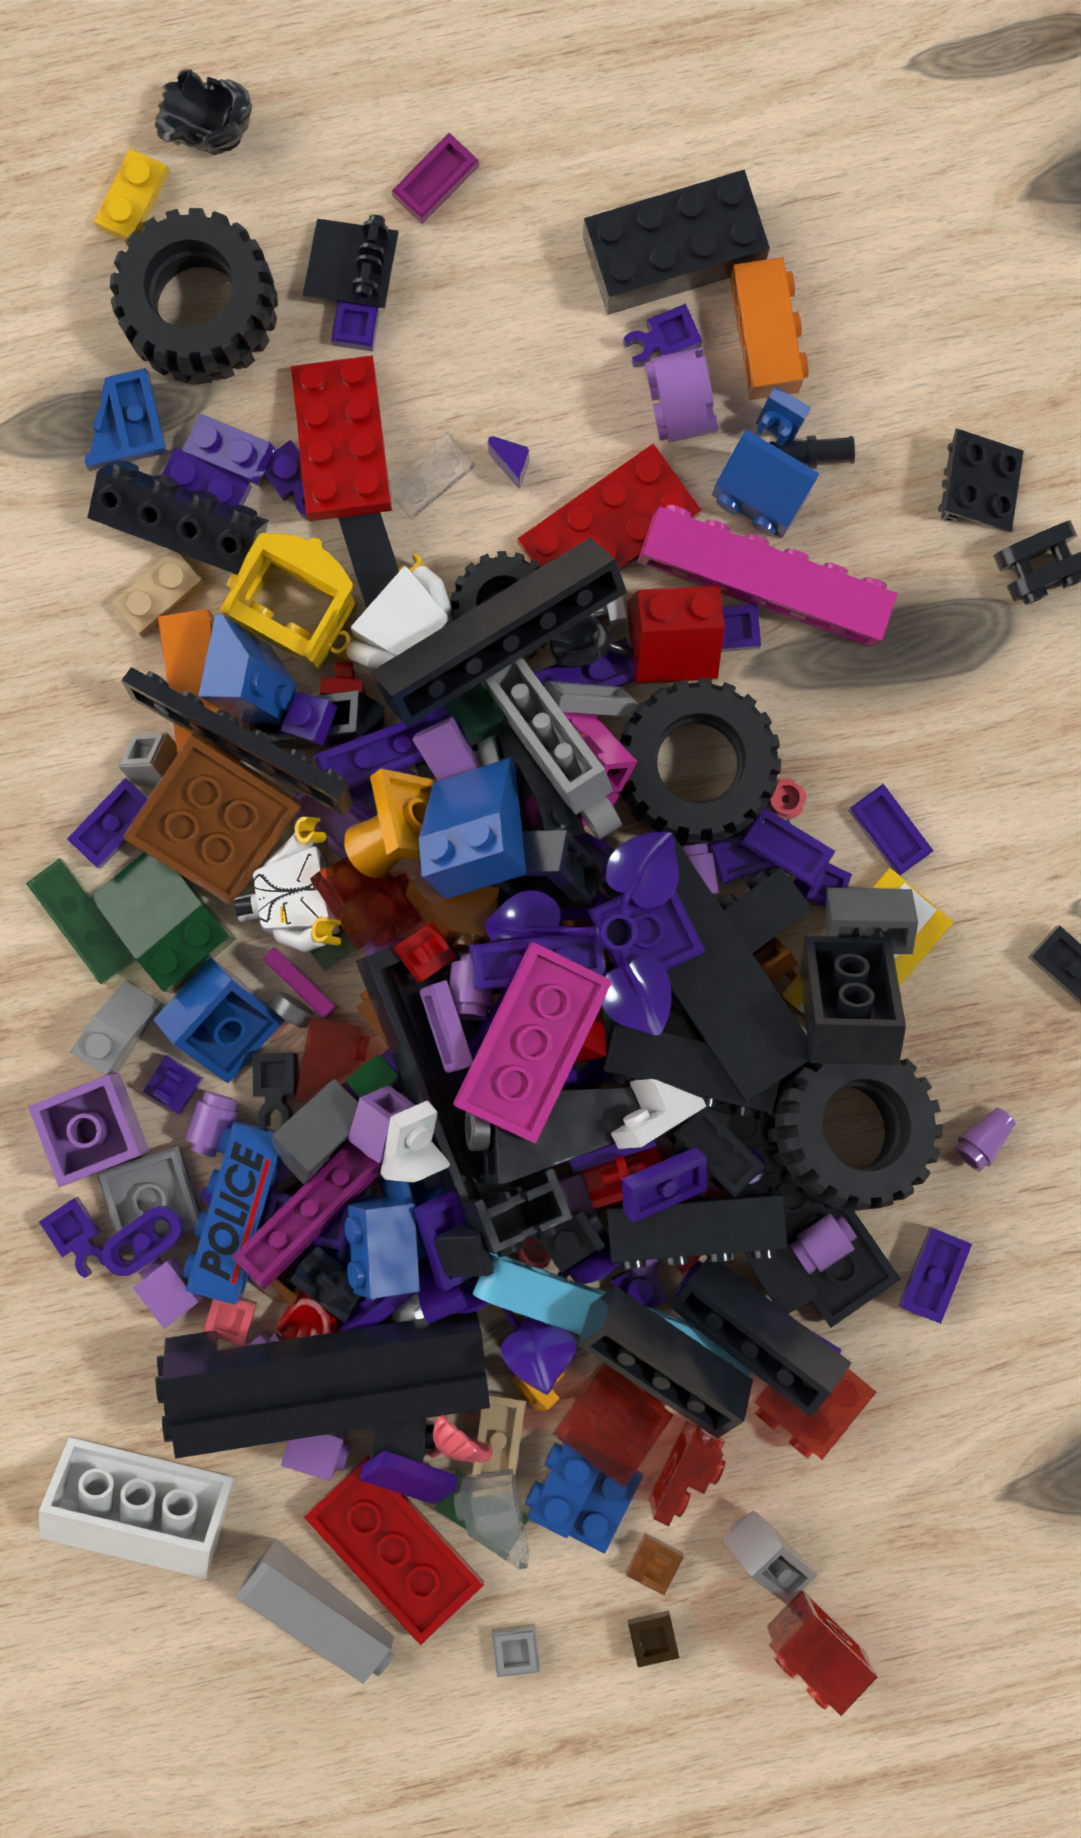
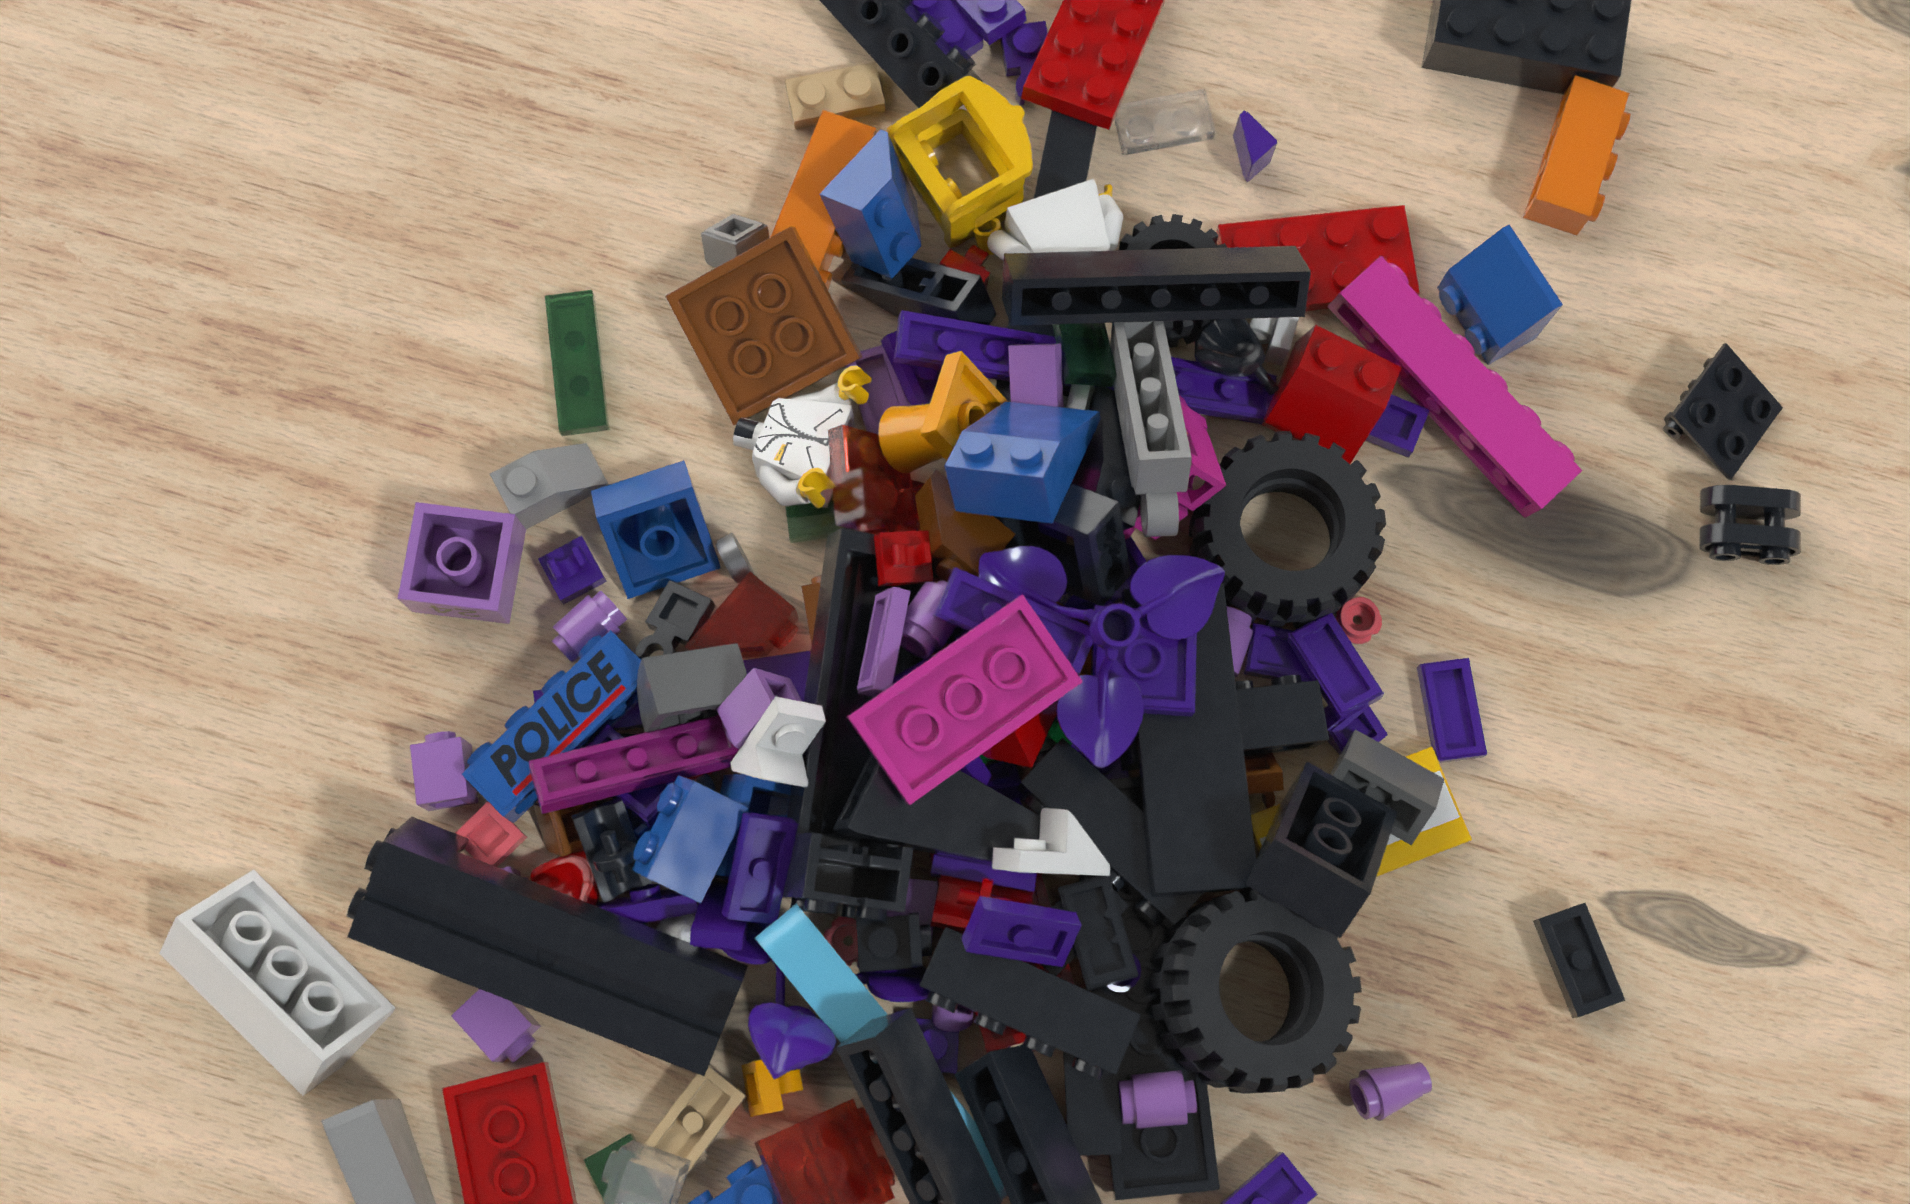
camera: 25 degrees right, 10 degrees down
(71, 1230) = (384, 658): dark purple plate -> none
(103, 830) = (644, 286): dark purple plate -> none
(143, 1239) = (450, 703): dark purple plate -> none
(150, 1183) = (480, 671): light grey tile -> none
(162, 921) = (657, 403): slope -> none
(227, 734) = (842, 269): black plate -> none
(300, 982) = (758, 535): magenta tile -> none
(309, 718) = (916, 278): dark purple plate -> none
(373, 1076) = (781, 659): dark green slope -> none
(404, 1439) = (595, 1061): black brick -> none
(409, 1477) = (576, 1106): dark purple tile -> none
(456, 1444) = (645, 1096): coral piece -> none
(463, 1252) = (769, 886): black slope -> none
(477, 1132) = (855, 765): flat silver tile -> none
(591, 698) = (1213, 410): light grey tile -> none
(667, 334) = (1474, 112): dark purple plate -> none
(685, 395) = (1457, 170): medium lavender brick -> none
(782, 416) = (1551, 243): blue tile -> none
(820, 451) = (1579, 301): black pin -> none

